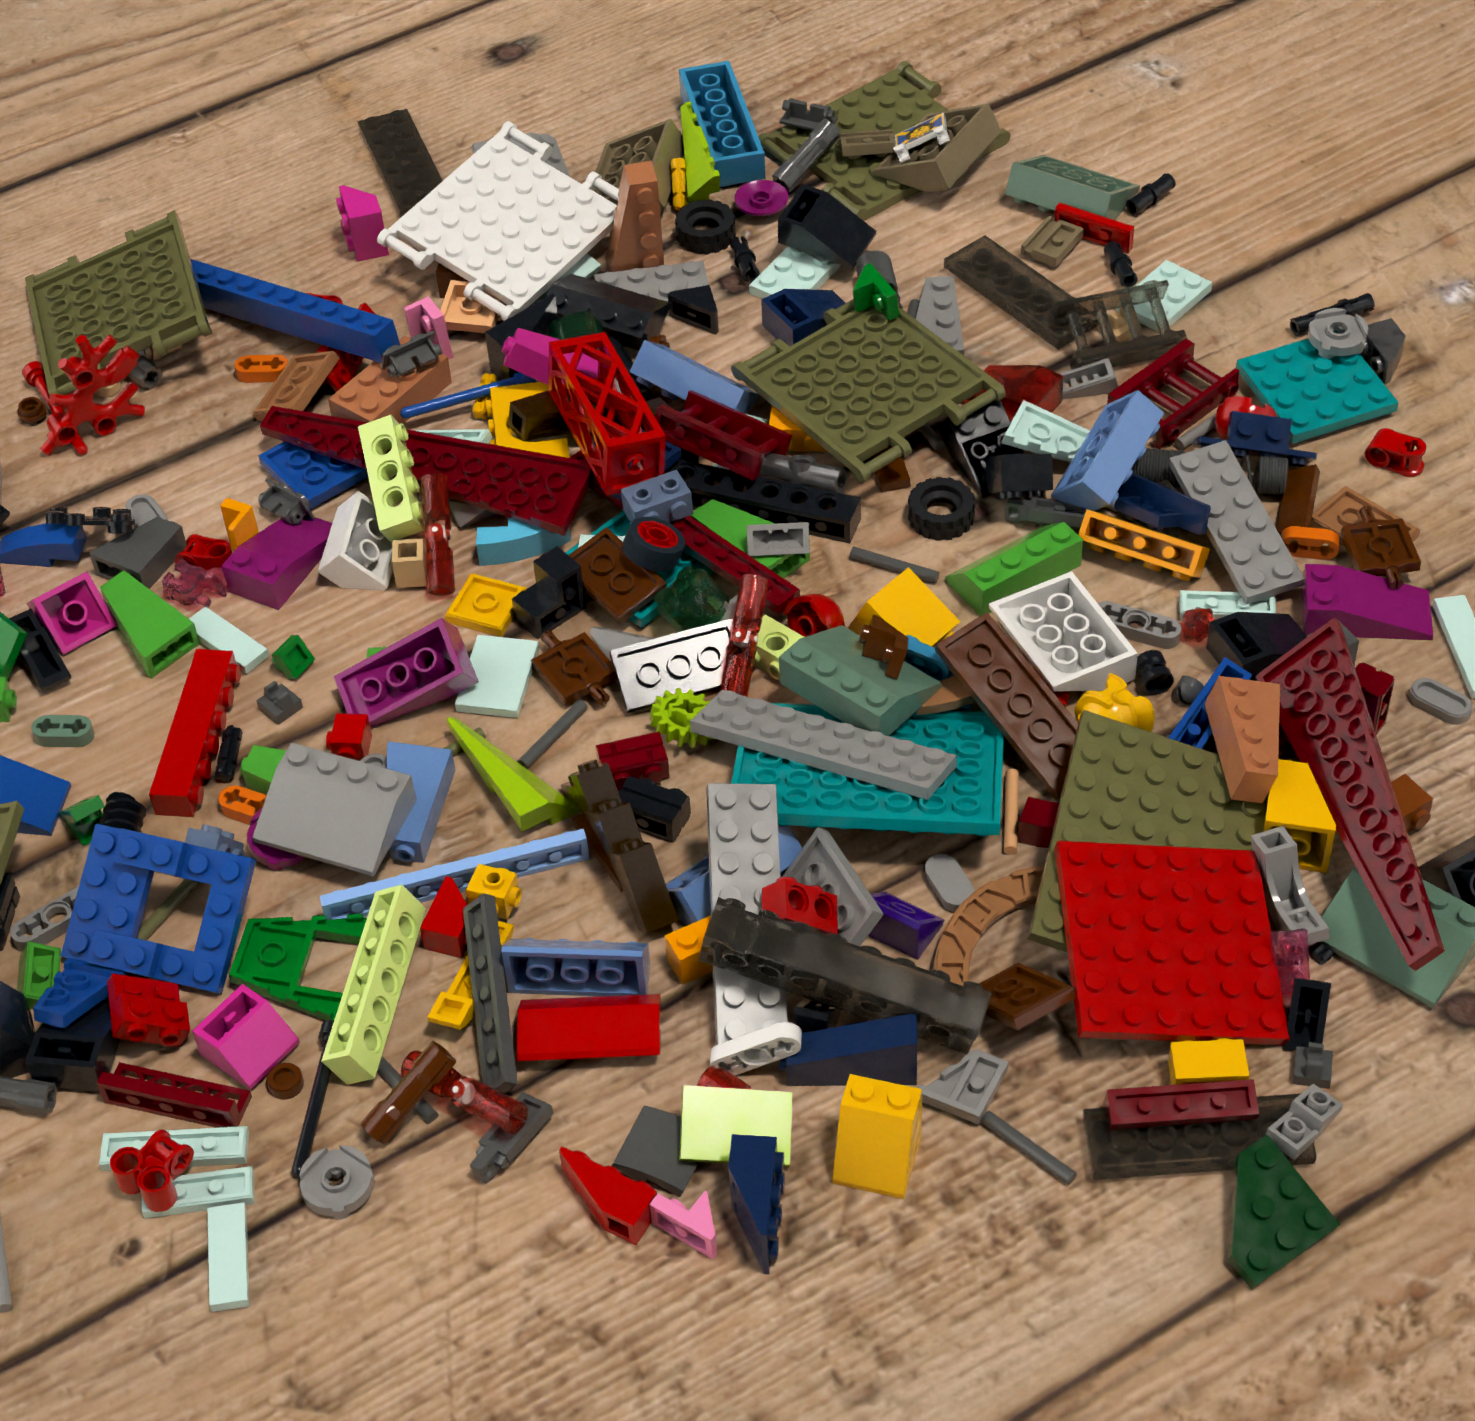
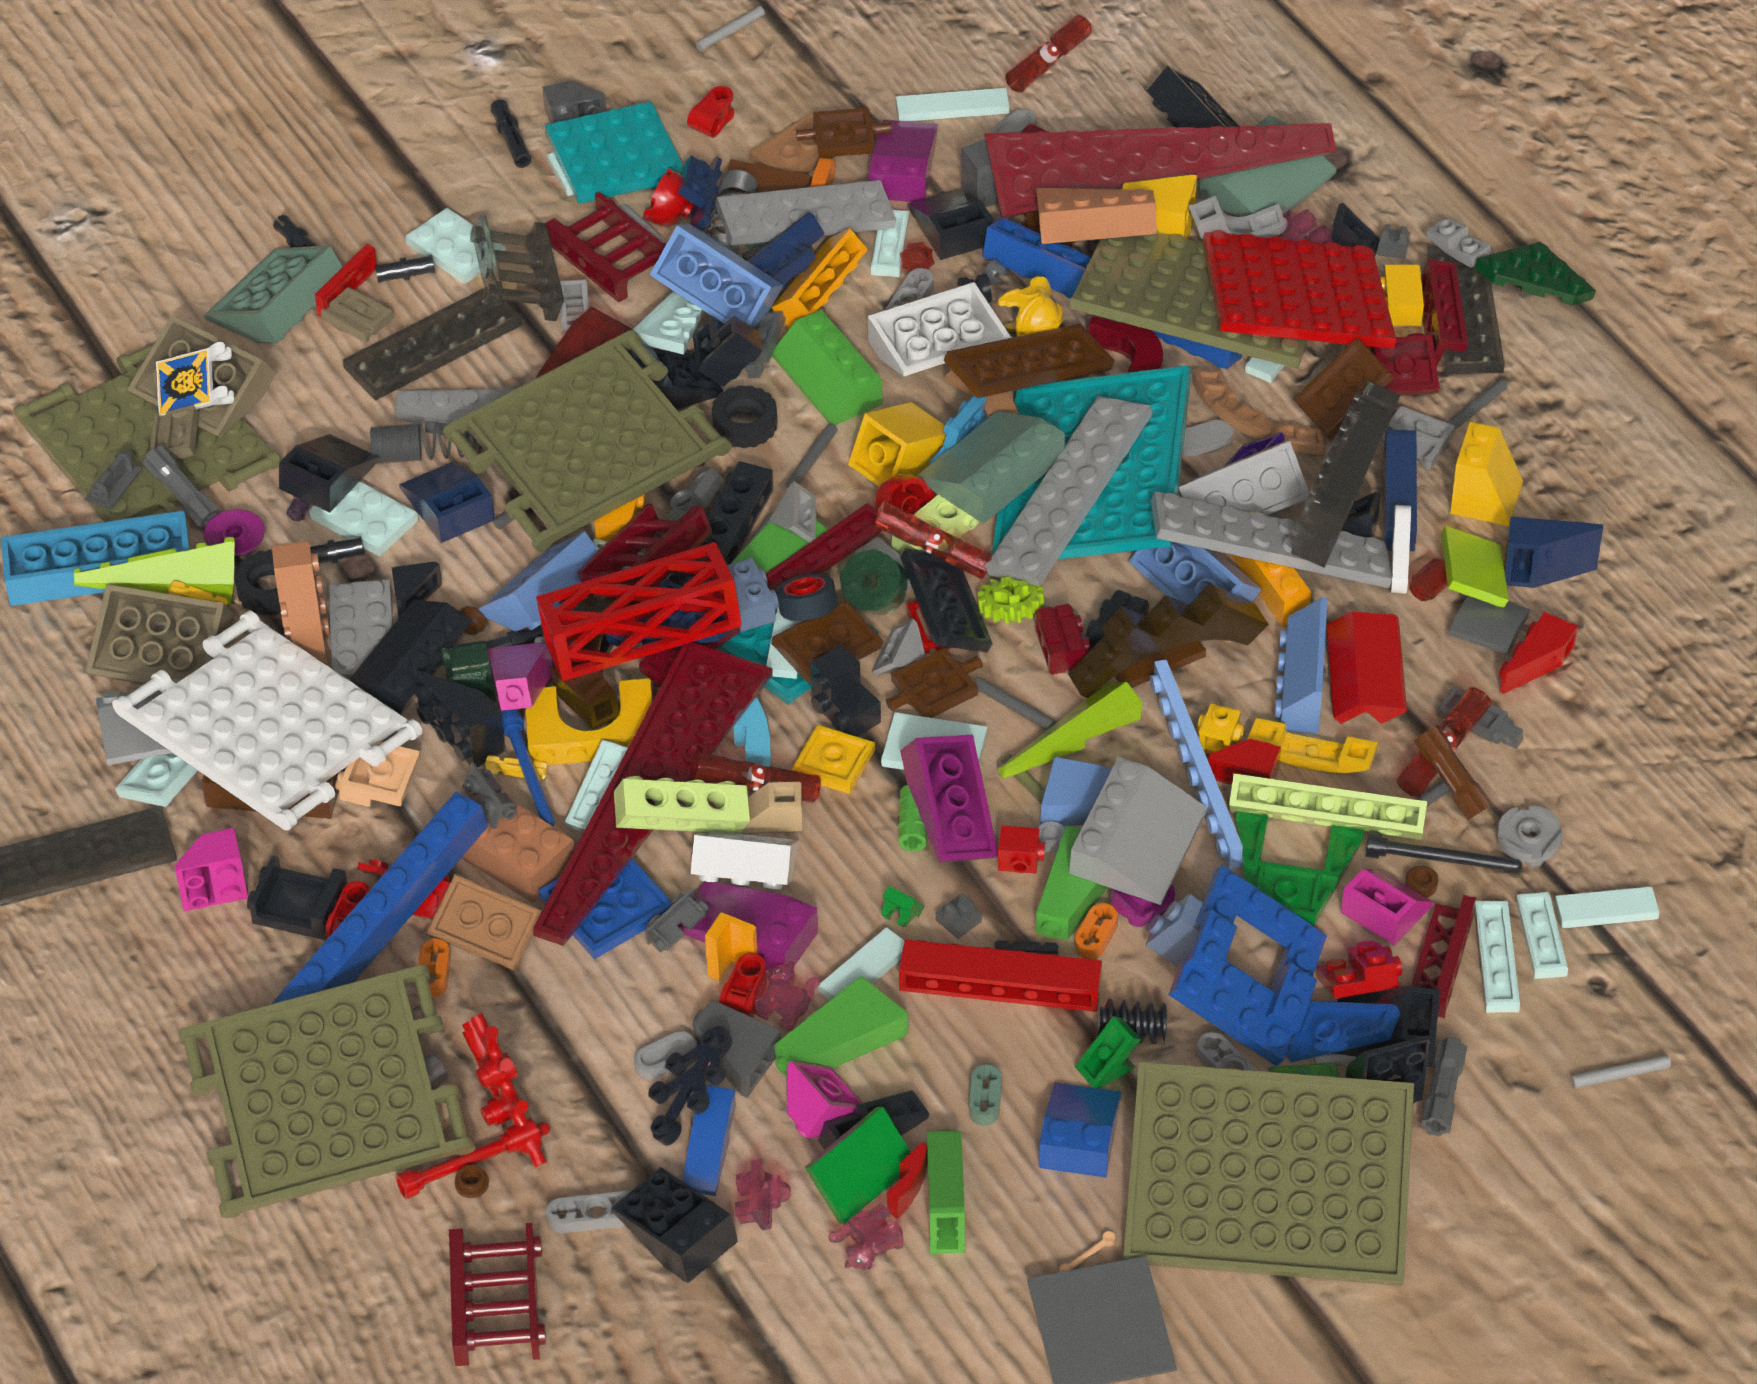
camera: 90 degrees left, 0 degrees up
(152, 1166) = (1537, 949): red piece -> none
(346, 275) = (295, 899): none -> black panel
(426, 317) = (419, 797): bright pink bracket -> none
(489, 994) = (1340, 722): dark grey plate -> none
(691, 1226) = (1562, 596): bright pink slope -> none
(802, 903) = (1273, 499): red brick -> none
(874, 290) = (470, 411): green slope -> none
(884, 644) = (963, 431): reddish brown slope -> none
(1078, 1069) = (1411, 364): none -> dark red plate
(1351, 332) = (558, 128): light grey plate -> none

